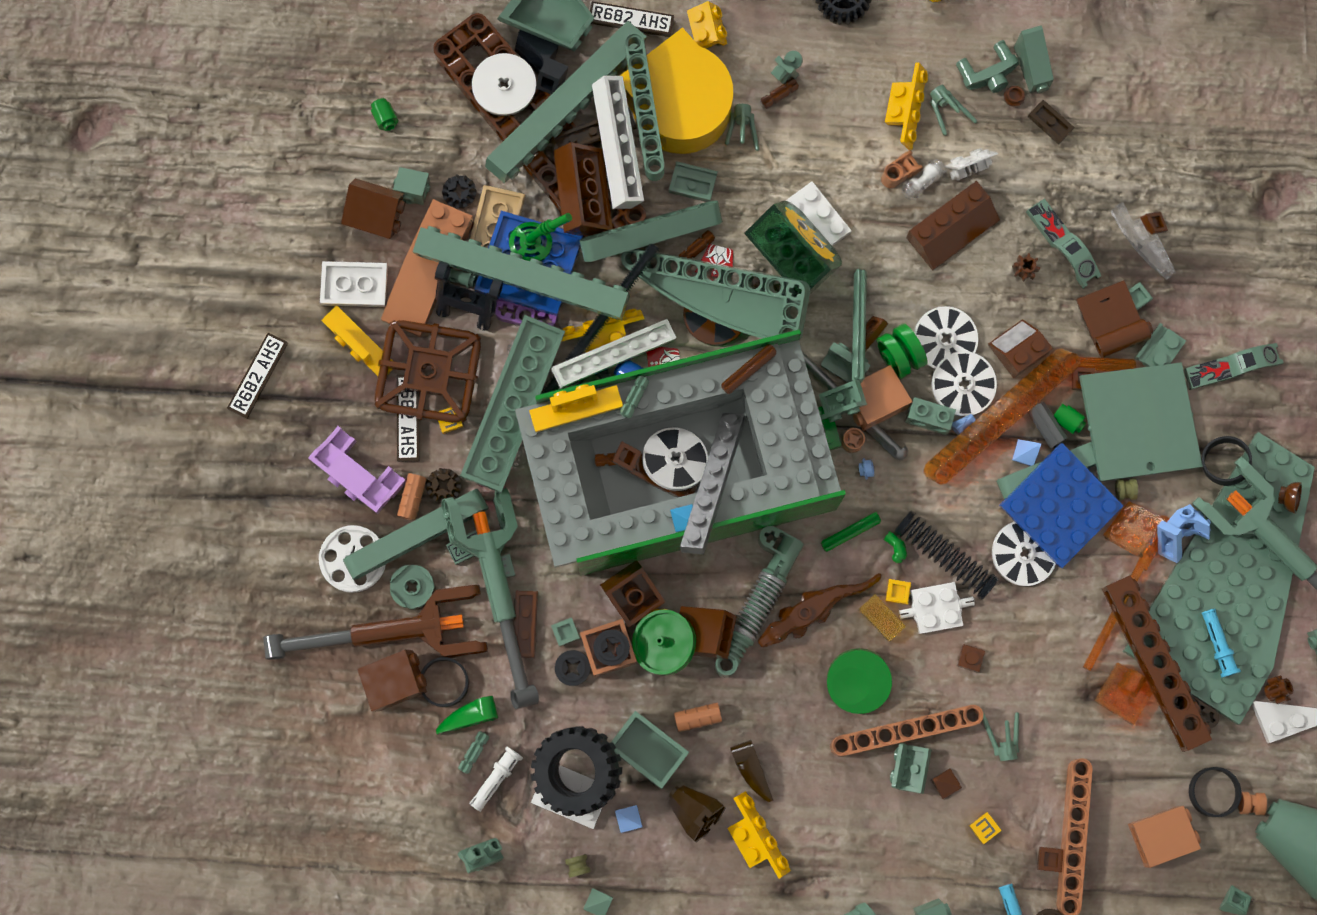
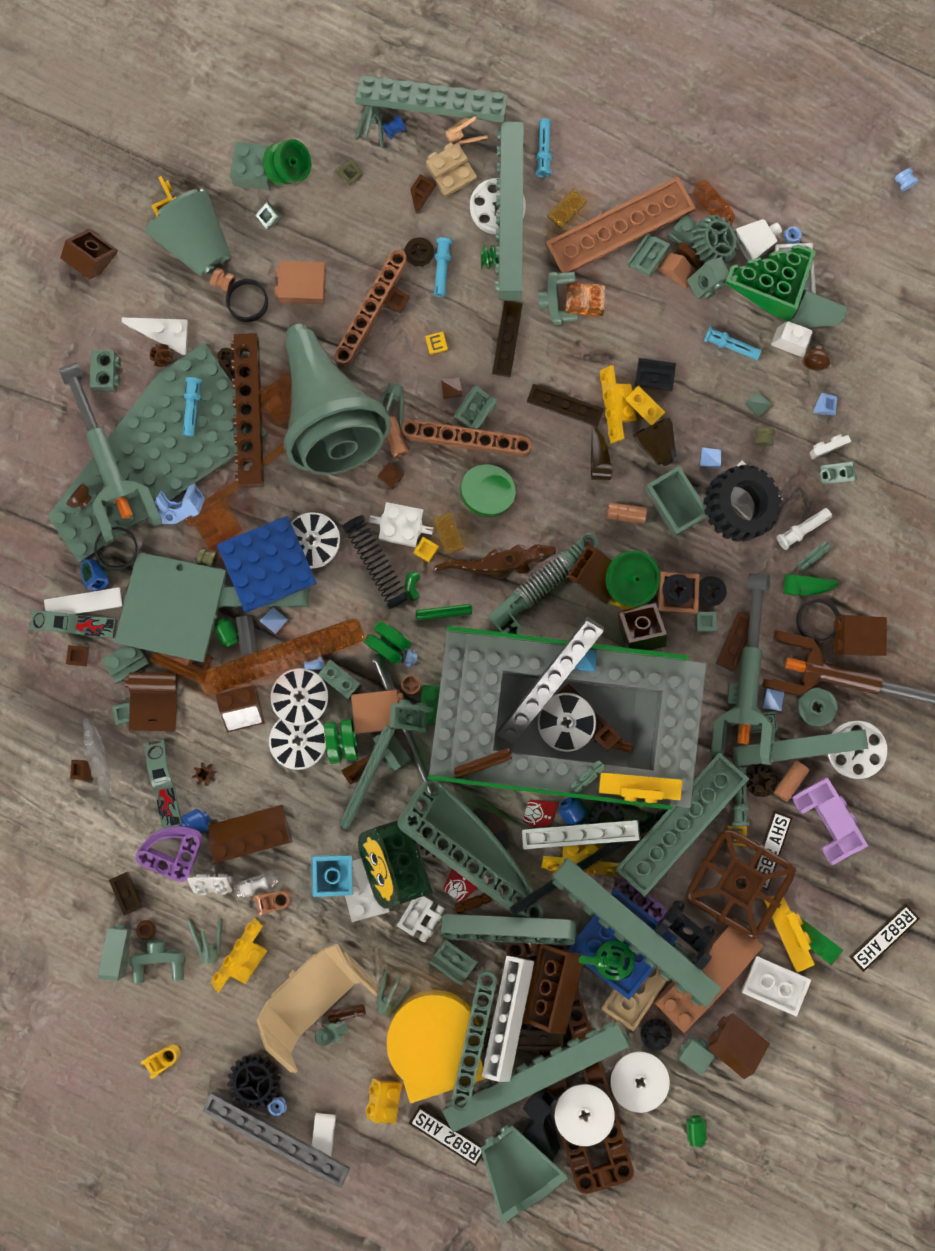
camera: 155 degrees left, 5 degrees up
(323, 344) = (821, 944): none -> green piece
(451, 126) = (654, 1075): none -> white piece
(456, 450) = (741, 807): none -> sand green pin
(461, 576) = (773, 700): none -> light blue slope
(494, 891) = (836, 443): none -> white plate
(724, 846) = (645, 405): none -> yellow bracket
(727, 889) = (655, 374): none -> black plate
(751, 211) = (415, 913): none -> white plate
(813, 814) = (565, 405): none -> dark brown tile
(827, 89) = (306, 998): none -> tan piece
(853, 216) = (331, 875): none -> medium azure slope
(897, 471) = (387, 643): none -> green wheel
(907, 864) = (507, 338): none -> dark brown tile
(986, 700) = (396, 440): none -> nougat axle
(1013, 215) = (196, 820): none -> blue head
(1015, 168) = (174, 864): none -> medium lavender beam
(1066, 684) = (330, 419): none -> sand green piece
(1212, 335) = (77, 655): none -> reddish brown plate
(1231, 393) = (86, 602): none -> white tile
(1236, 424) = (93, 575): none -> blue rock

